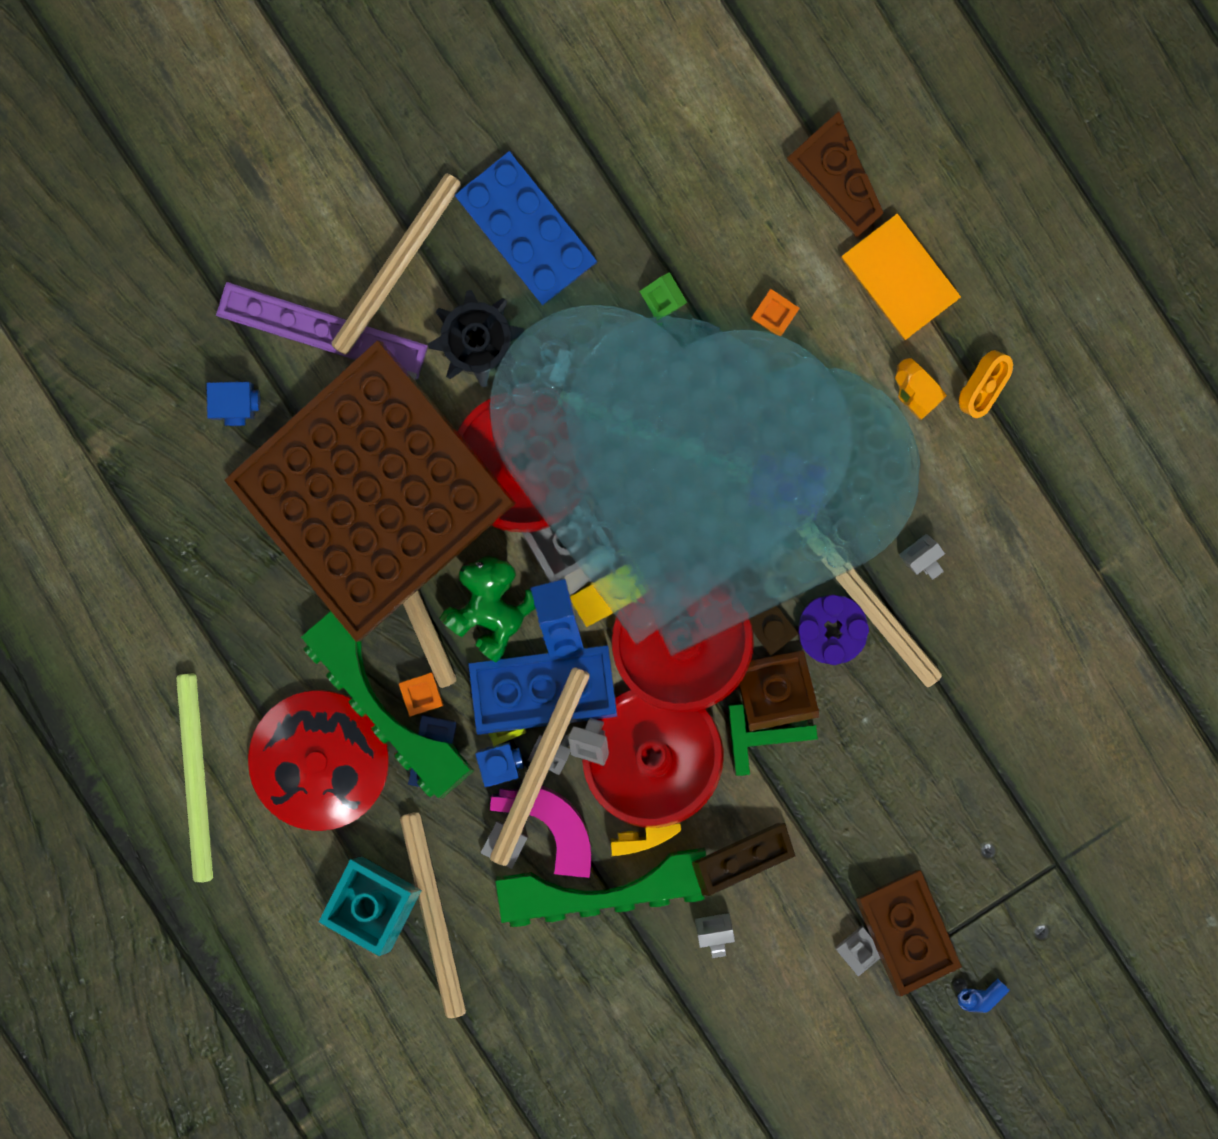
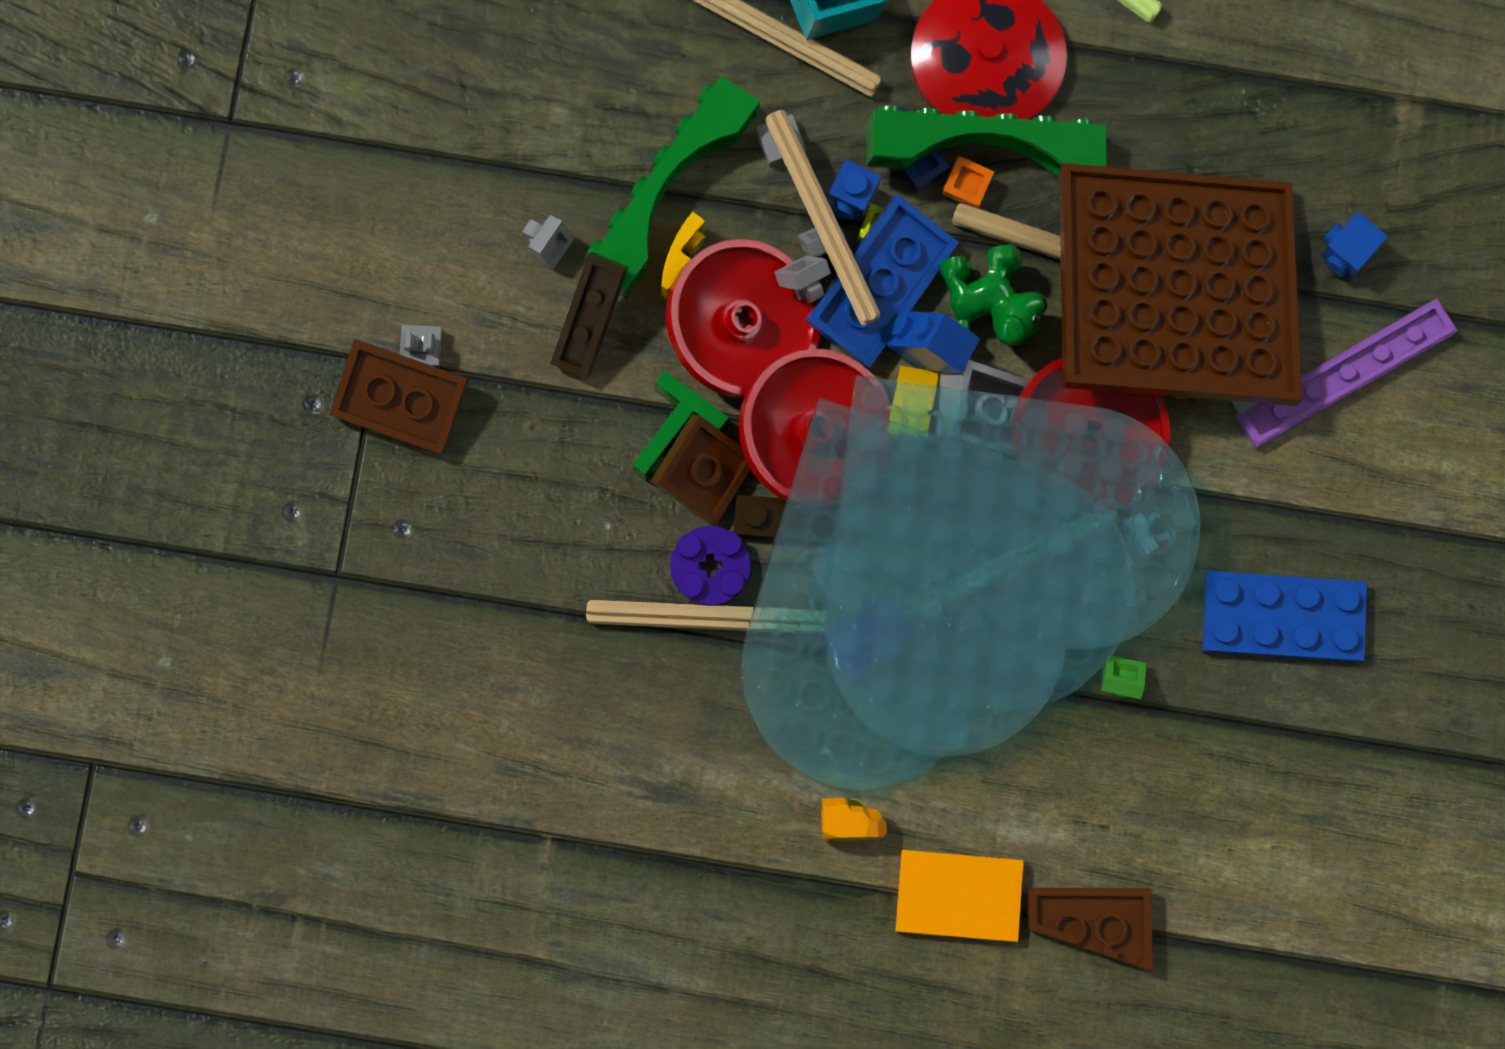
camera: 125 degrees right, 10 degrees down
(396, 264) = (1350, 481): tan axle -> none
(456, 343) = (1240, 470): black brick -> none
(564, 821) = (754, 201): dark pink arch -> none
(775, 313) = (1024, 759): orange plate -> none
(923, 556) = (702, 696): light grey tile -> none
(982, 1000) = (284, 408): blue arm -> none
(985, 384) = (801, 883): light orange plate -> none

